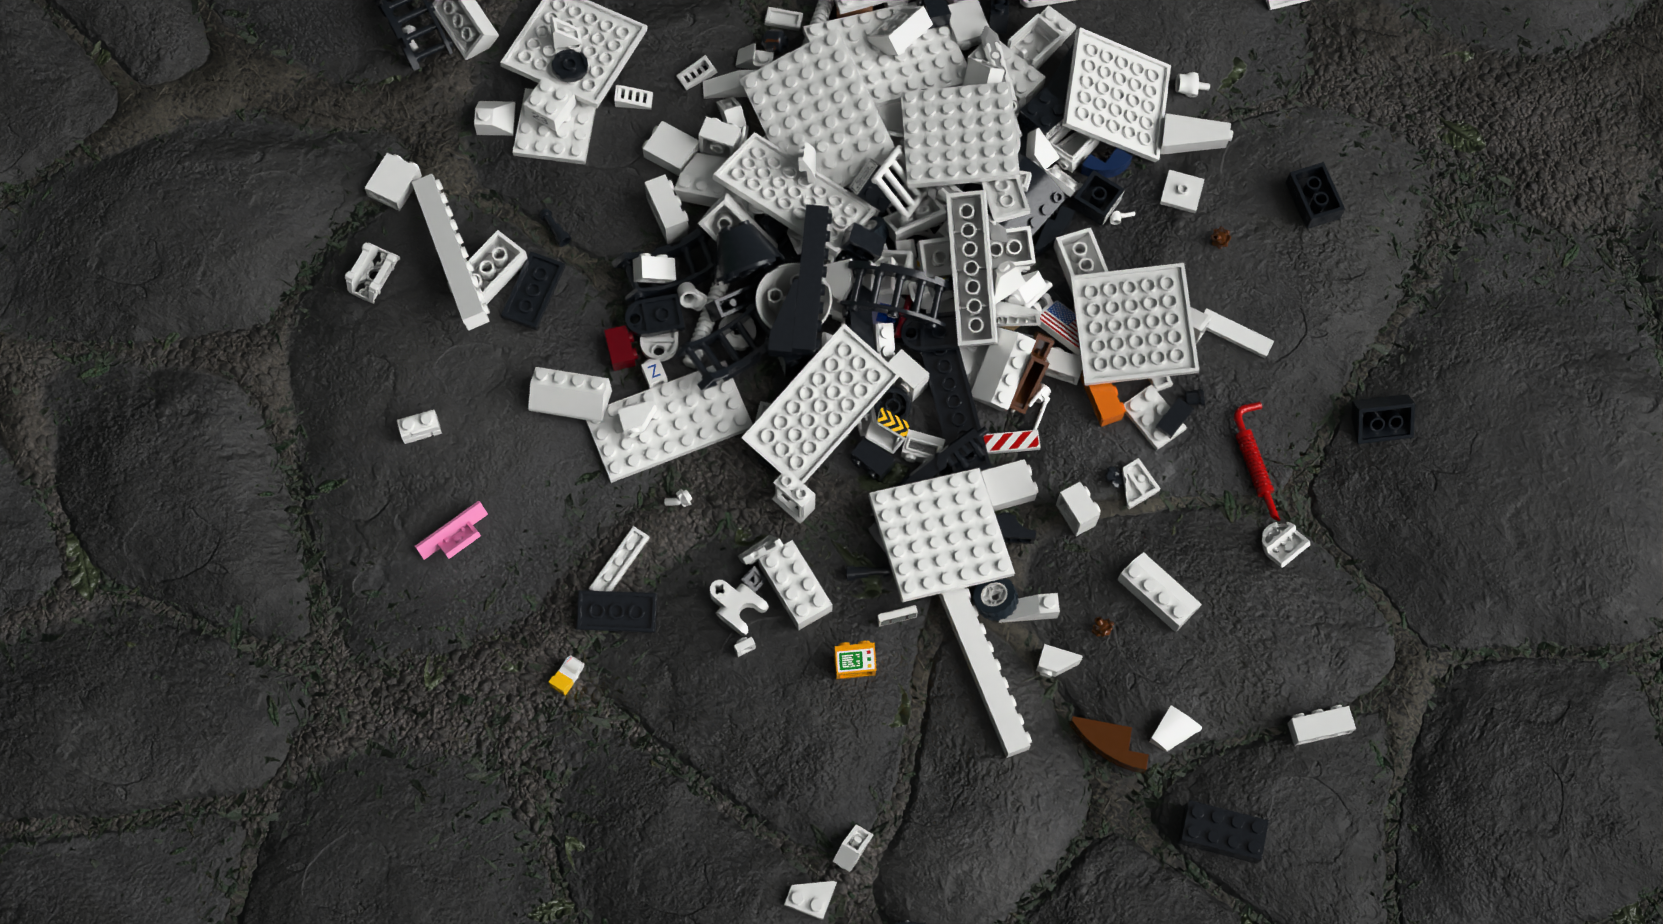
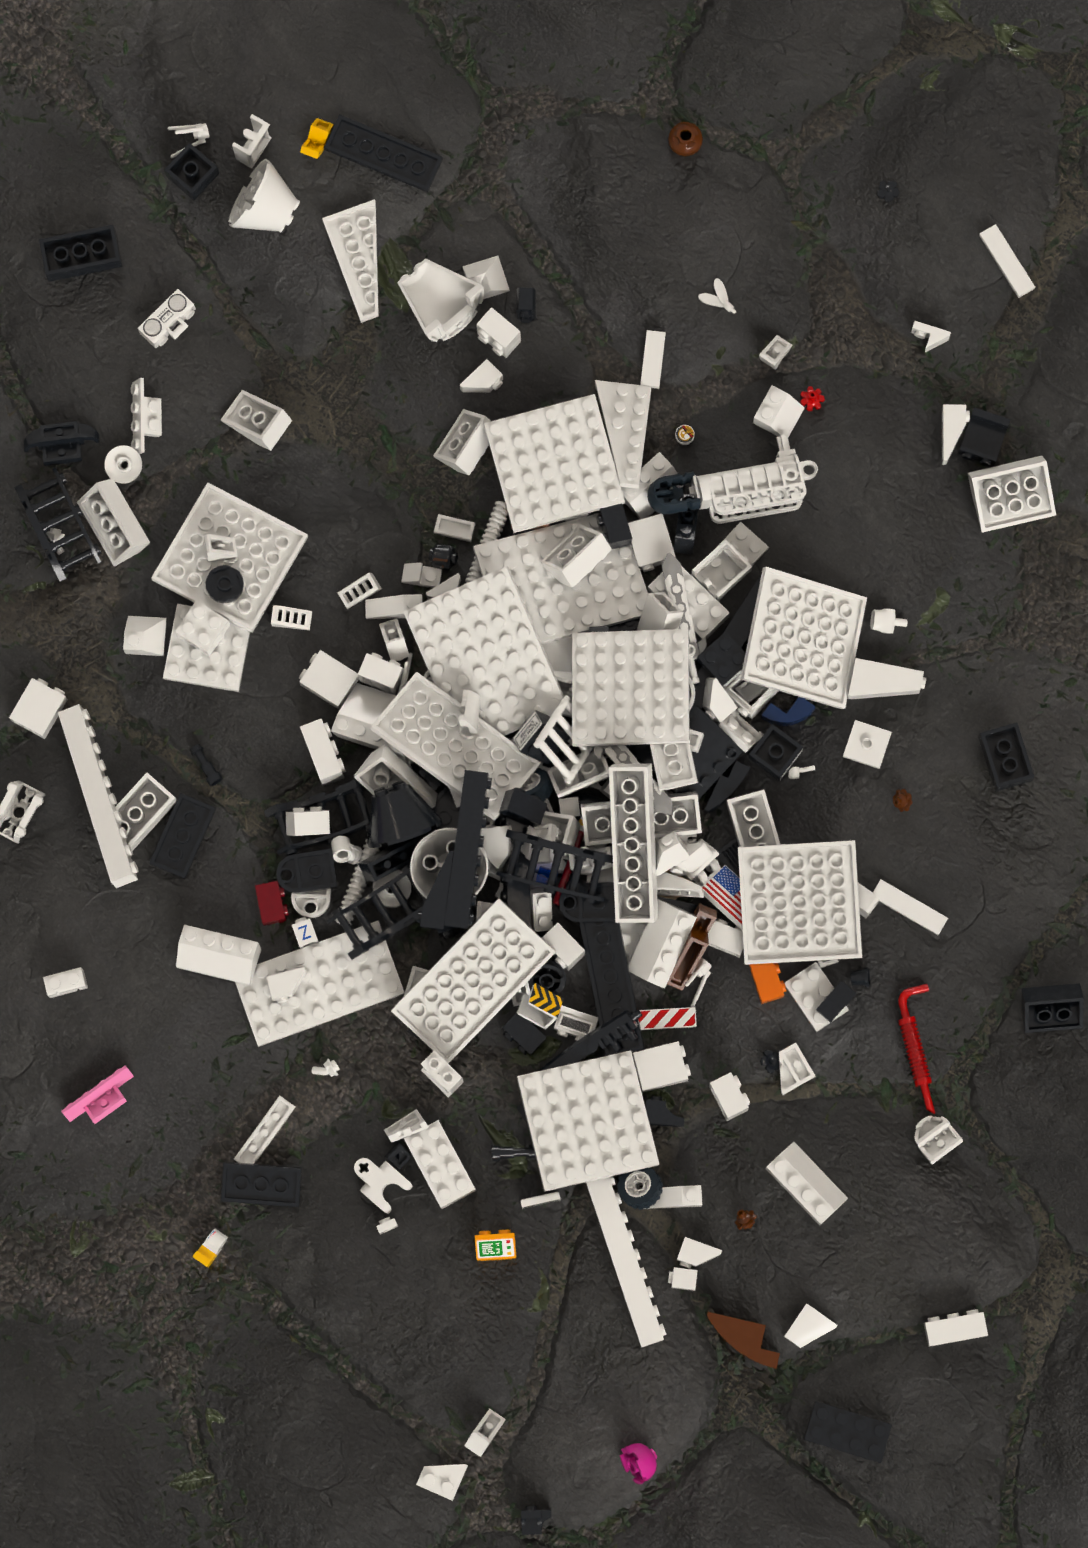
camera: 10 degrees right, 10 degrees up
(1013, 870) = (639, 1461): none -> dark pink cylinder
(1045, 687) = (683, 1278): none -> white brick

